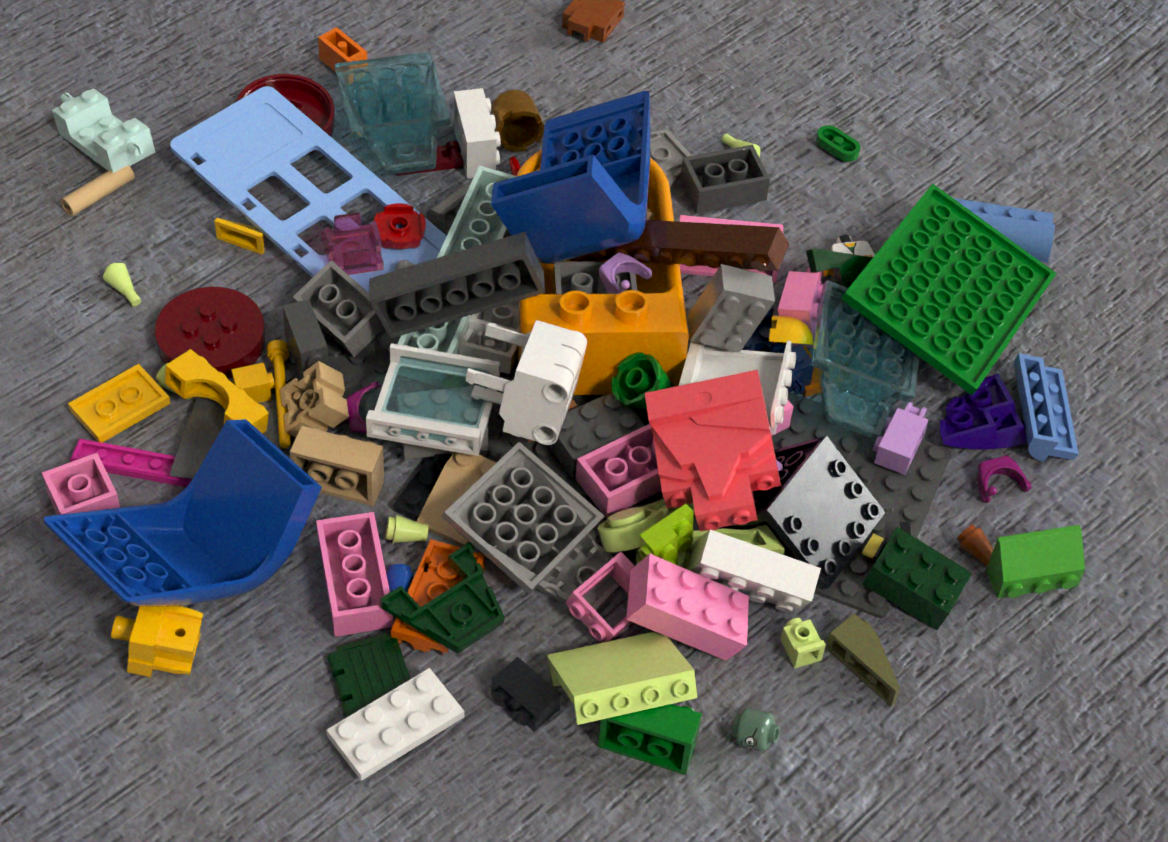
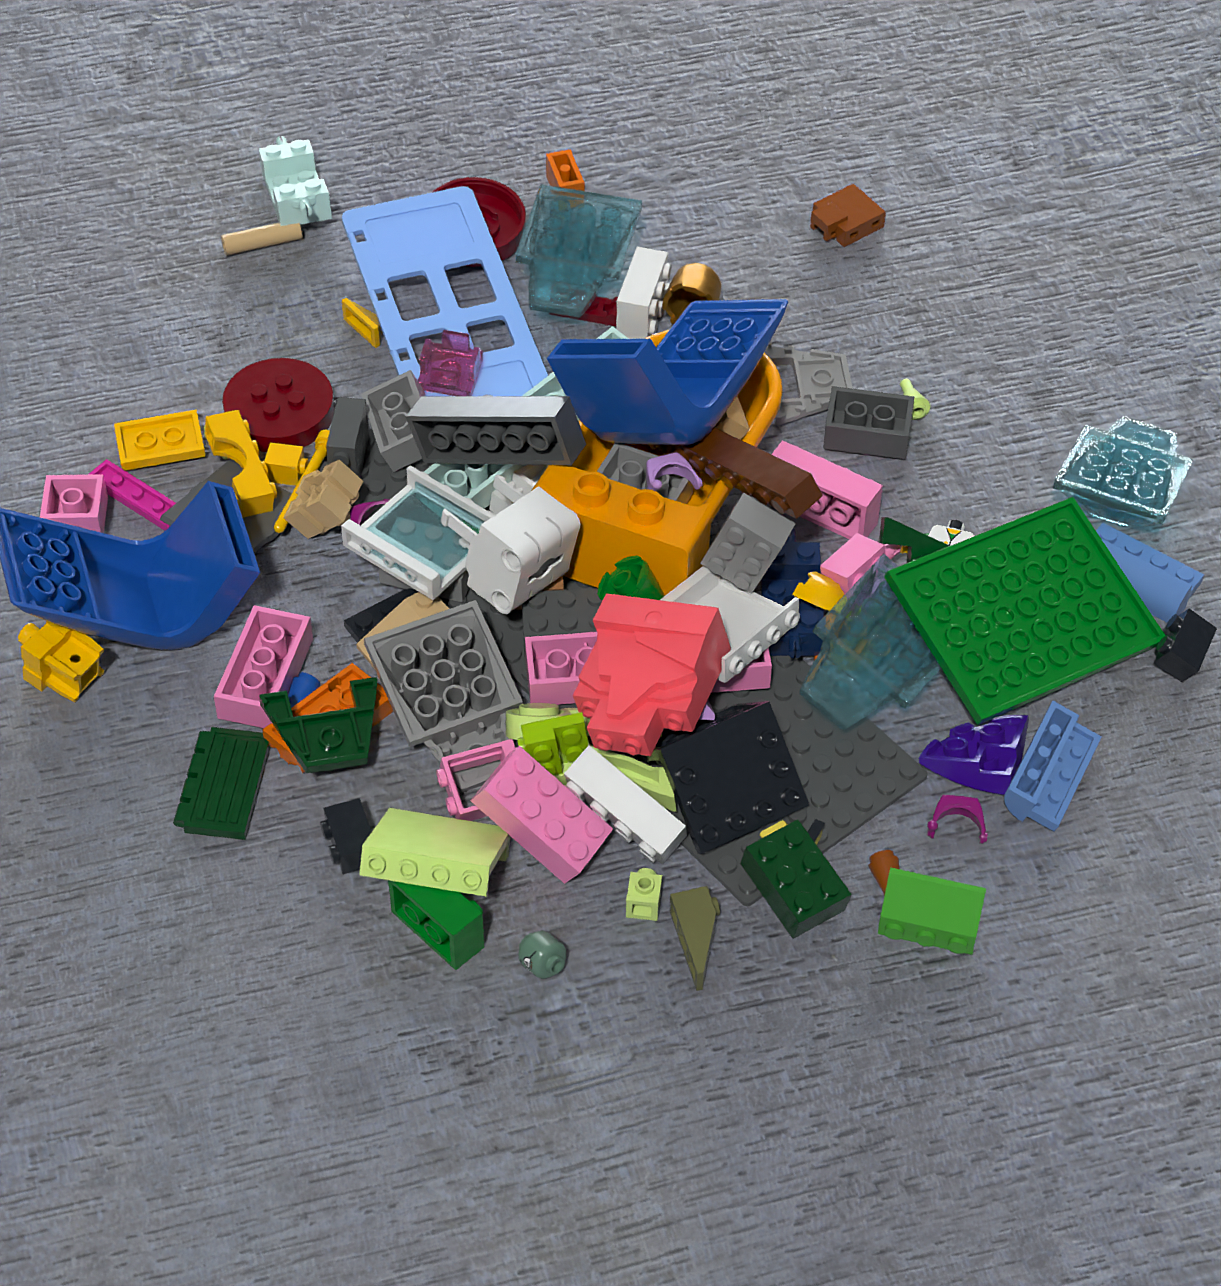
camera: 30 degrees right, 0 degrees up
(118, 277) = (229, 326): yellowish green cone -> none
(340, 464) = (309, 564): tan brick -> none
(395, 724) = (217, 814): white plate -> none
(400, 238) = (508, 374): red plate -> none
(405, 530) = (337, 646): yellowish green cone -> none
(838, 143) = (1020, 426): green plate -> none
(901, 438) = (875, 740): lavender brick -> none
(949, 153) = (1124, 473): none -> clear light blue wedge
(1075, 273) = (1184, 645): none -> black brick

